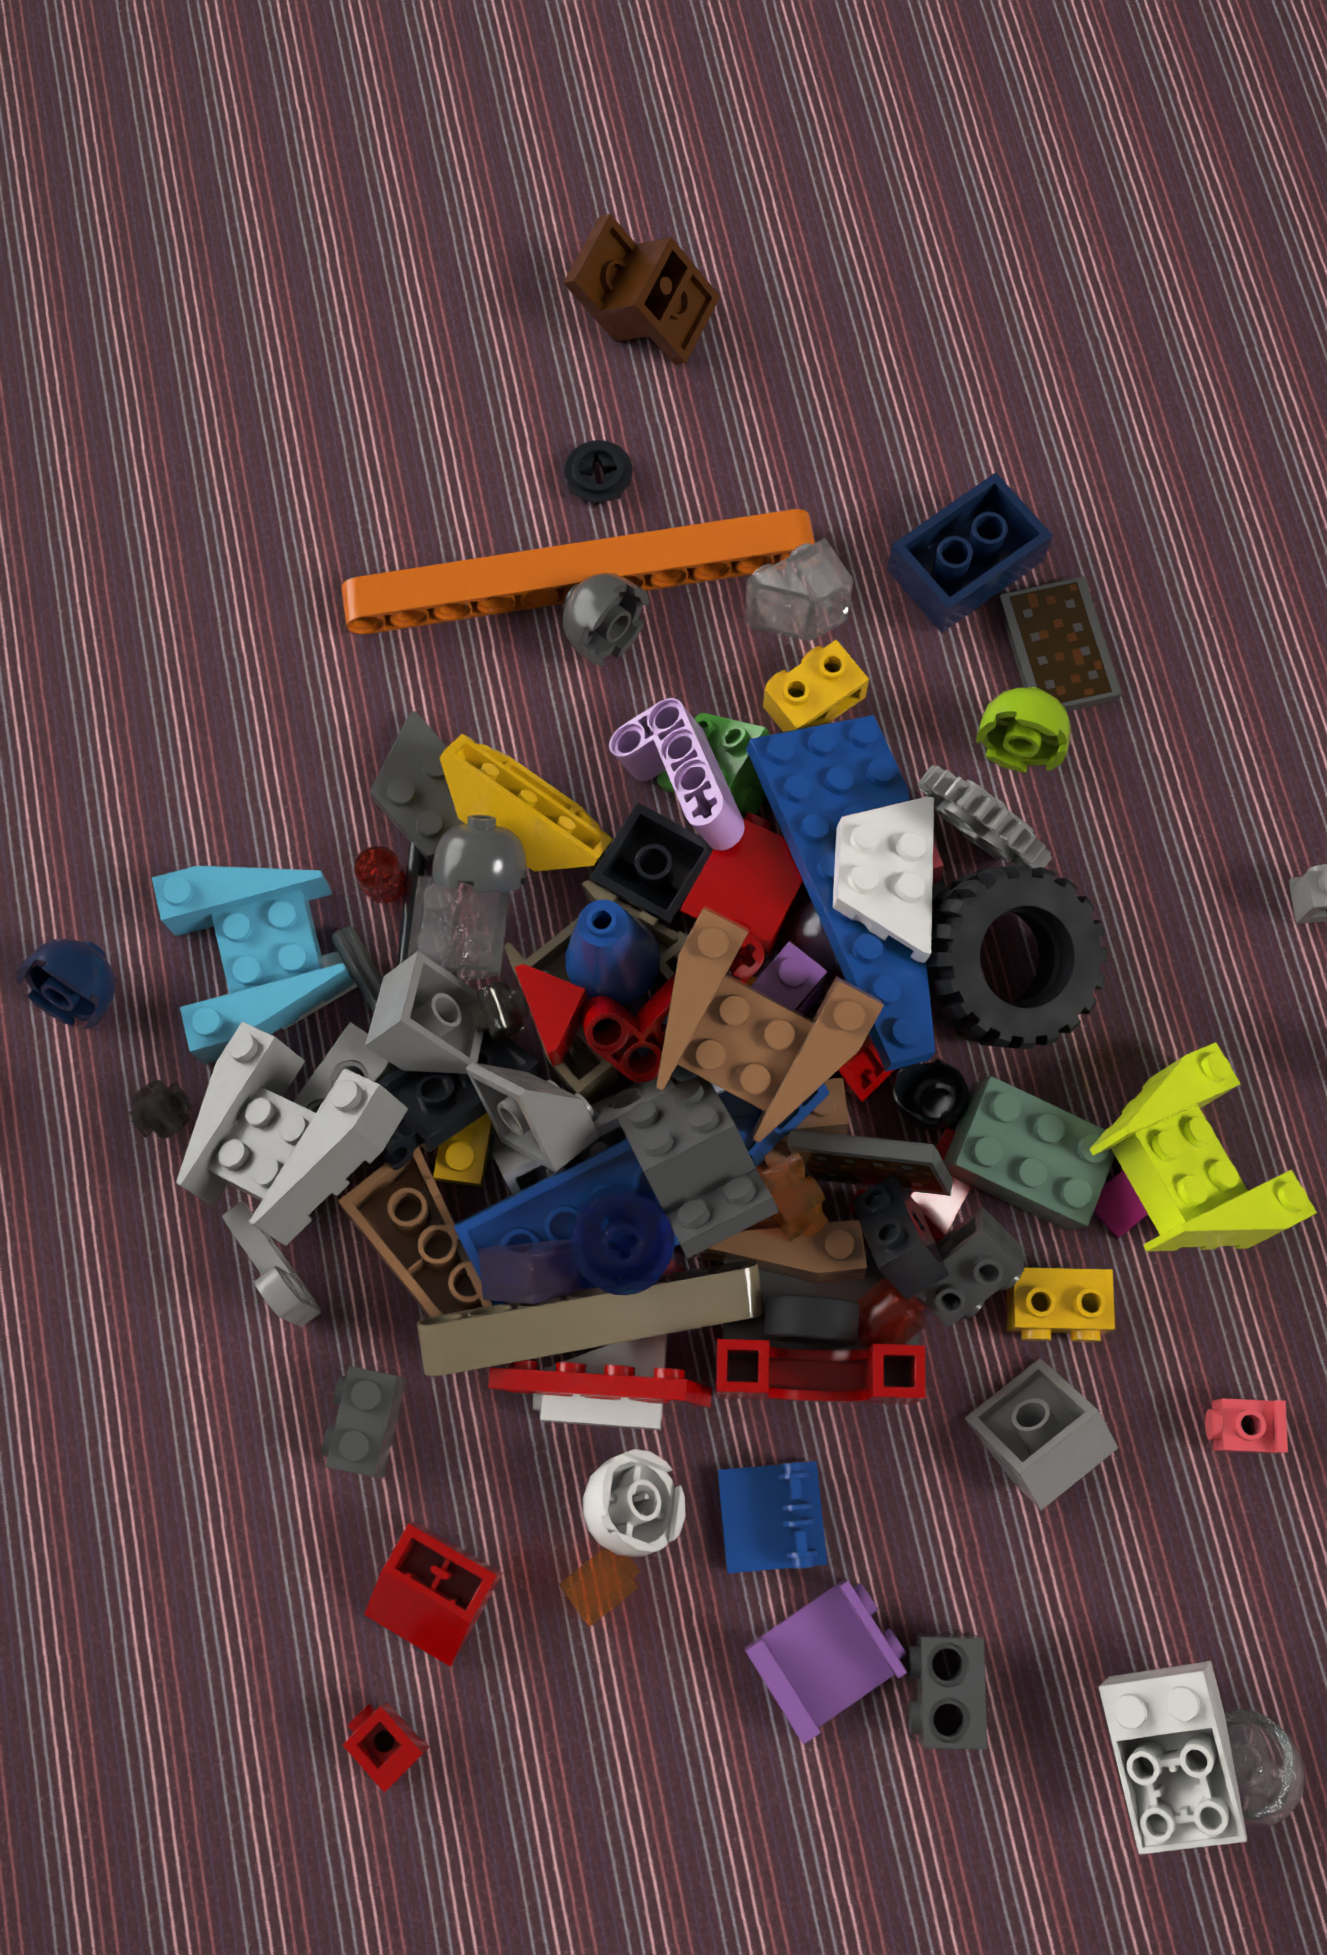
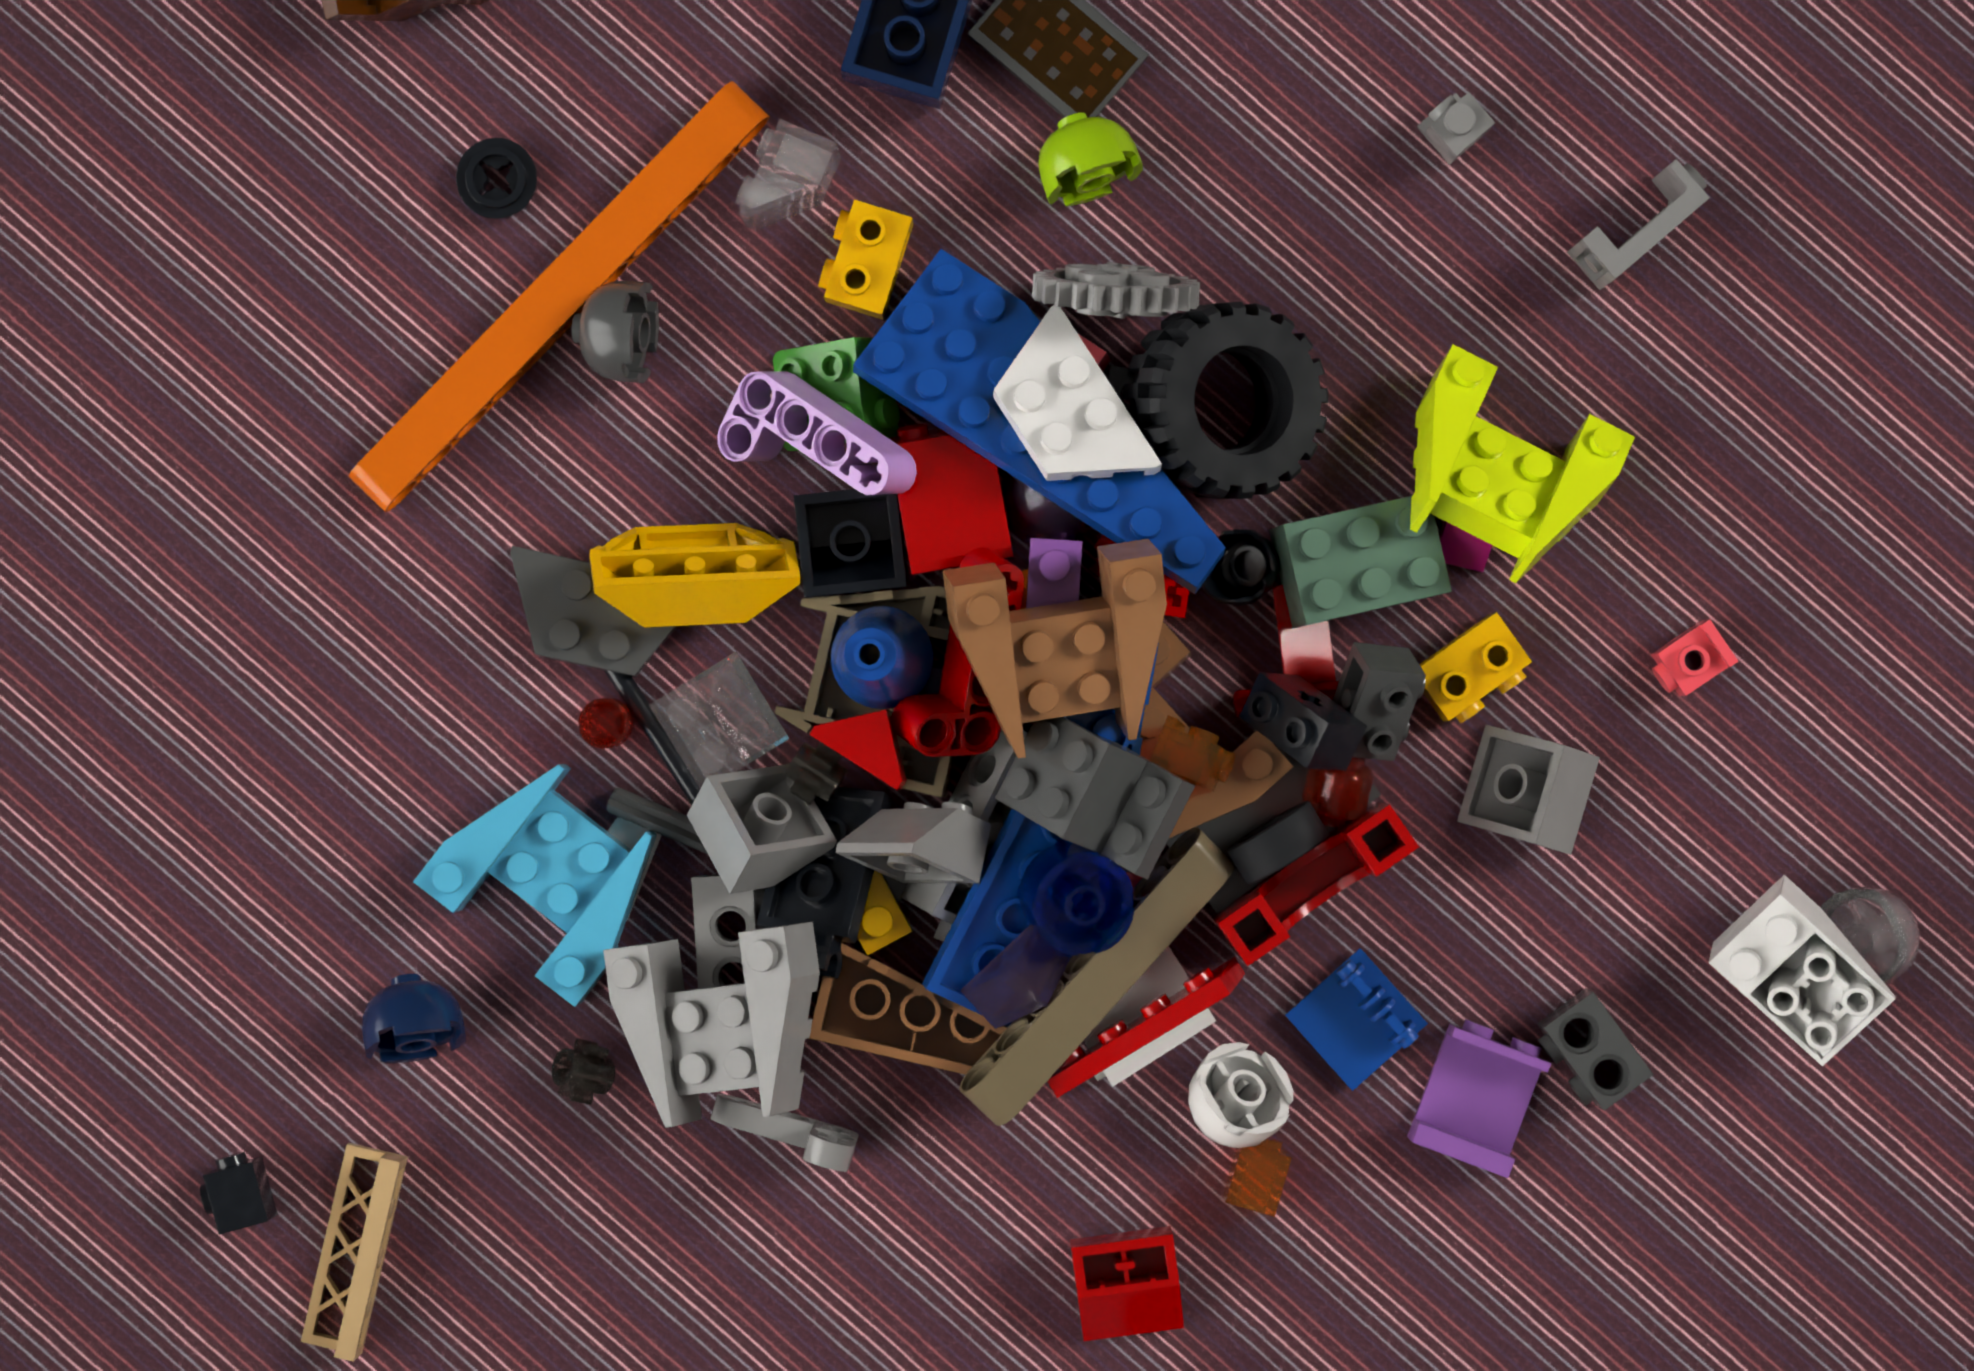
camera: 40 degrees left, 15 degrees up
(364, 1422) = (968, 1194): dark grey brick -> none
(480, 856) = (696, 653): dark grey cylinder -> none
(871, 1160) = (1232, 673): tile -> none

